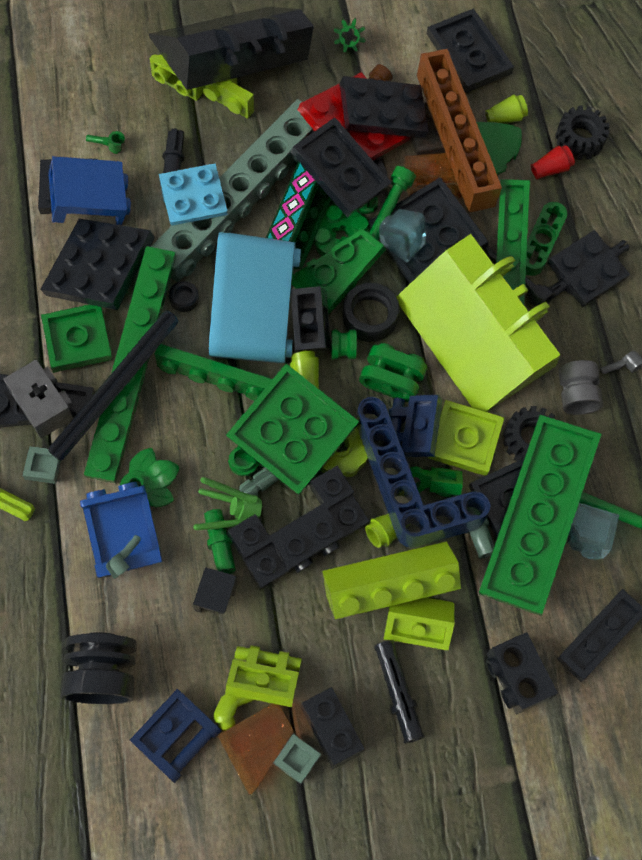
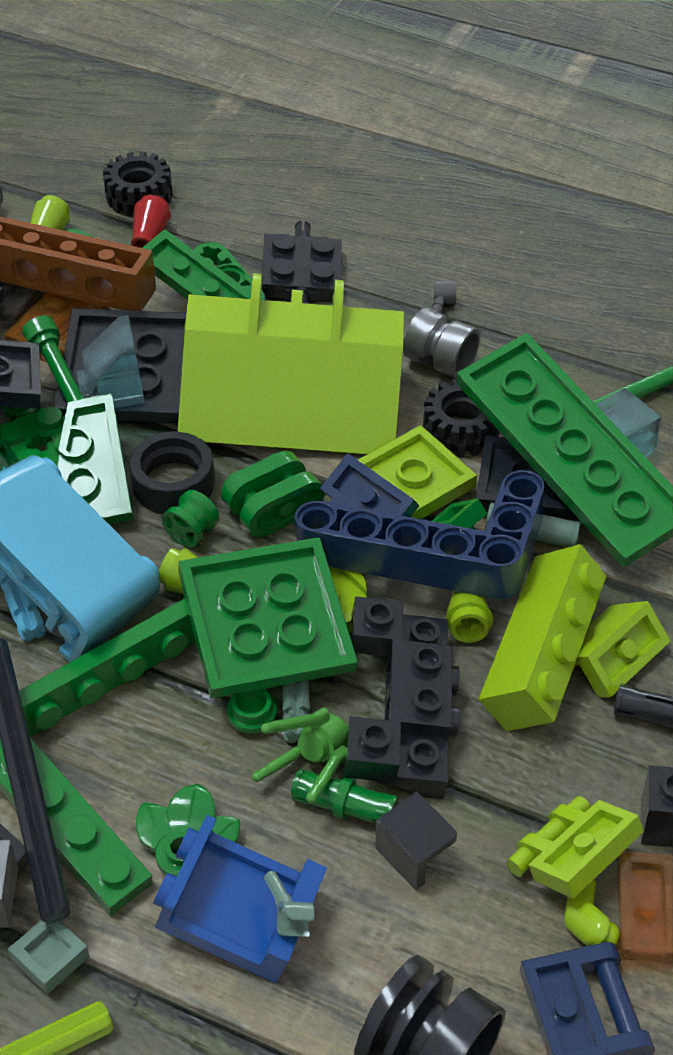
camera: 50 degrees left, 20 degrees down
(310, 319) = (137, 516): black brick -> none

